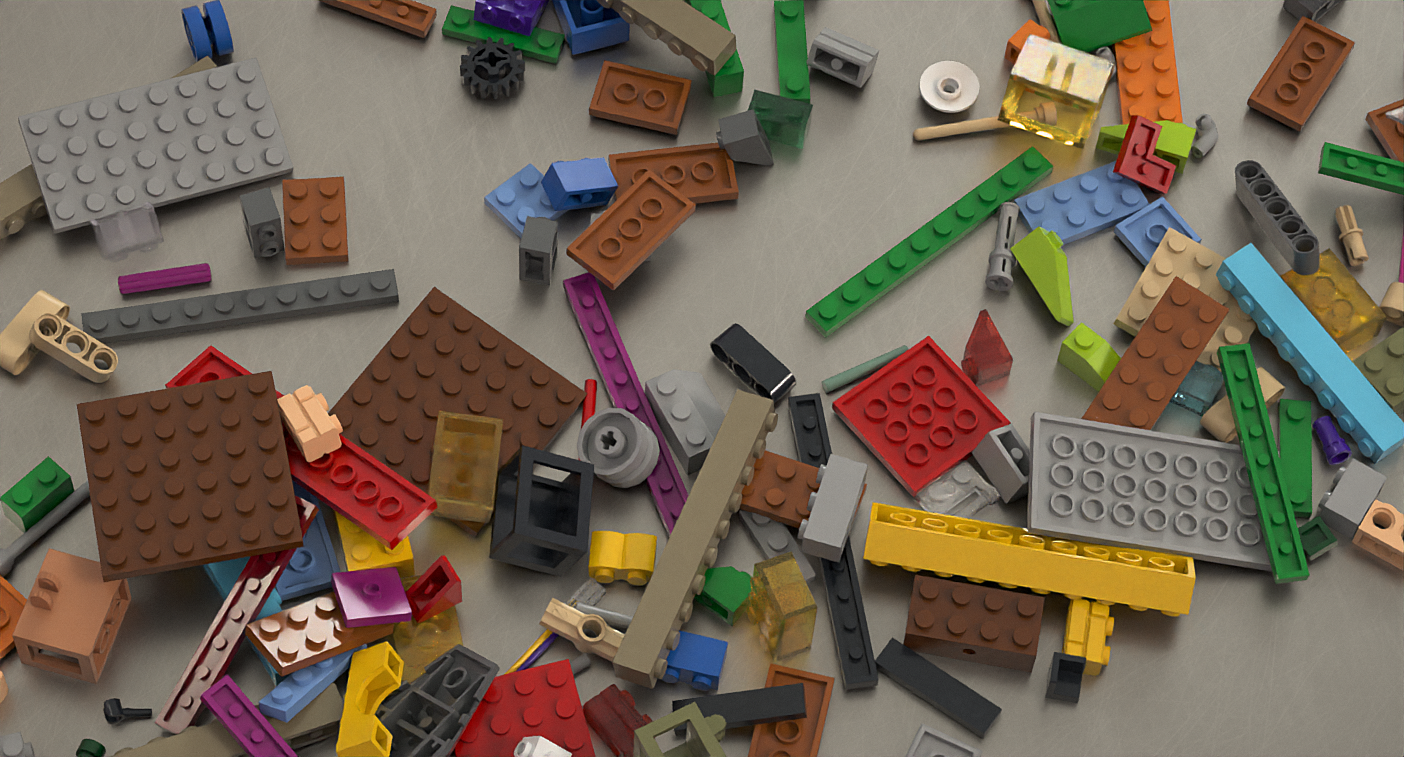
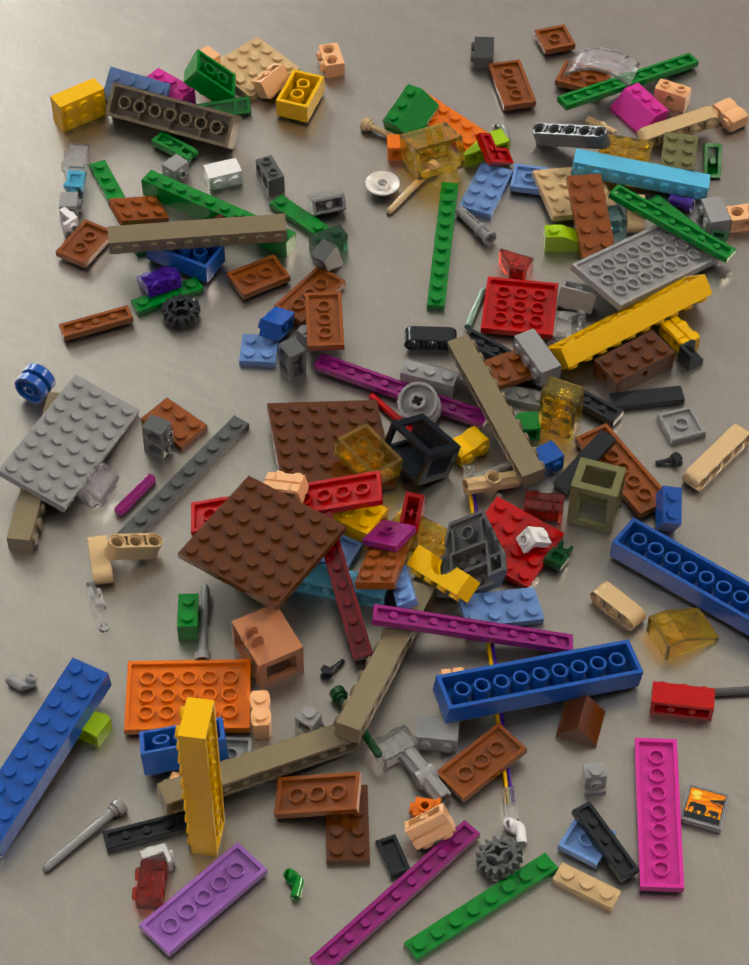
camera: 40 degrees left, 10 degrees down
(1048, 270) = (501, 218): lime slope -> none

